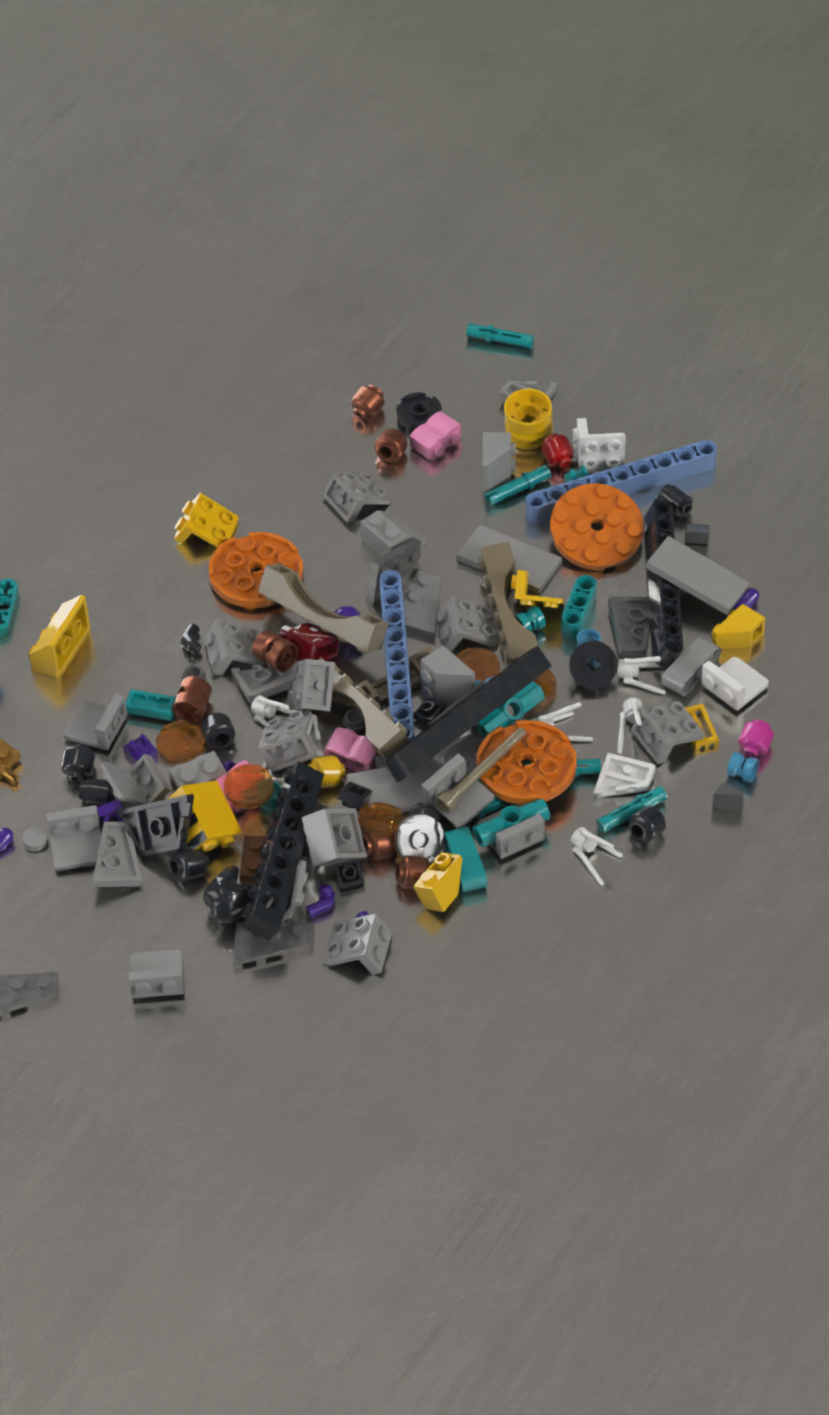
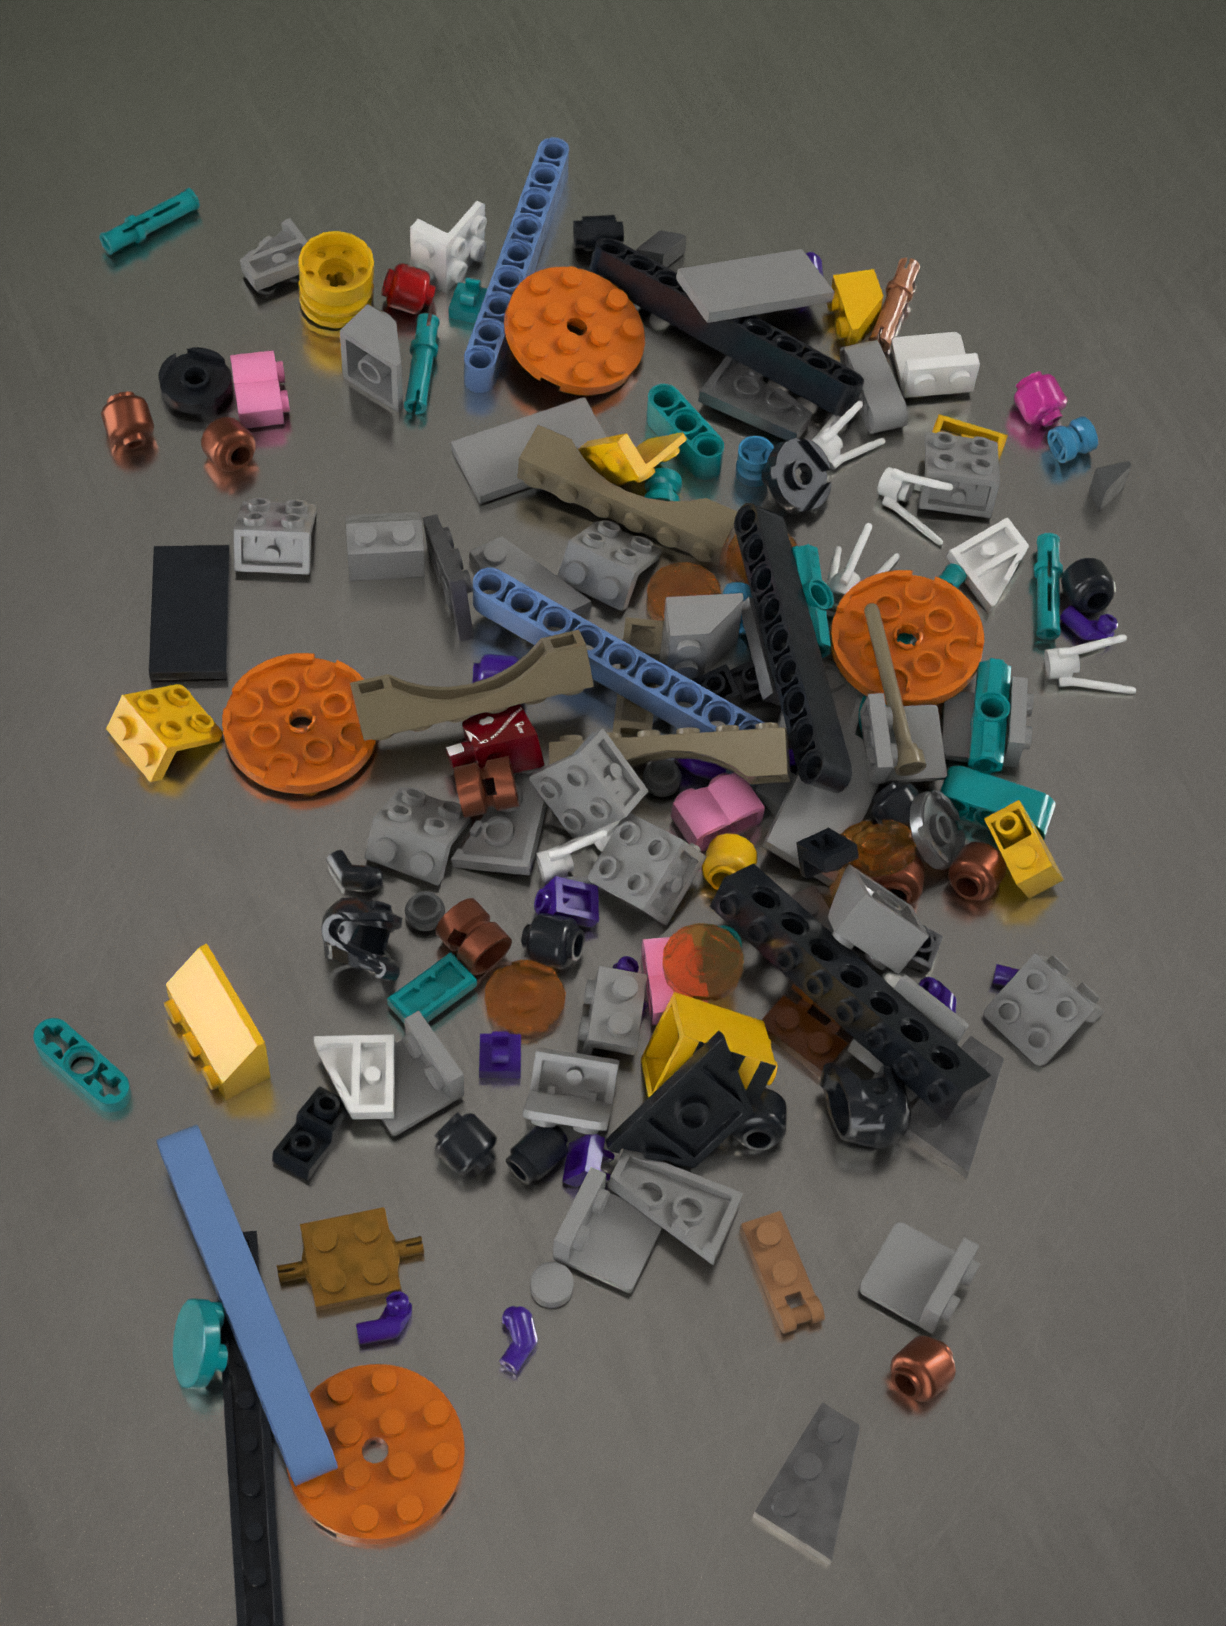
camera: 60 degrees left, 10 degrees up
(47, 707) = (313, 1134): none -> black slope
(80, 701) = (361, 1072): none -> white wing
(105, 999) = (922, 1369): none -> copper head
(115, 921) = (781, 1271): none -> medium nougat plate
(149, 656) = (358, 933): none -> black helmet
(246, 725) = (569, 899): none -> dark purple bracket
(281, 494) = (190, 612): none -> black tile
(621, 842) = (1089, 629): none -> dark purple arm
(769, 642) = (898, 293): none -> nougat pin

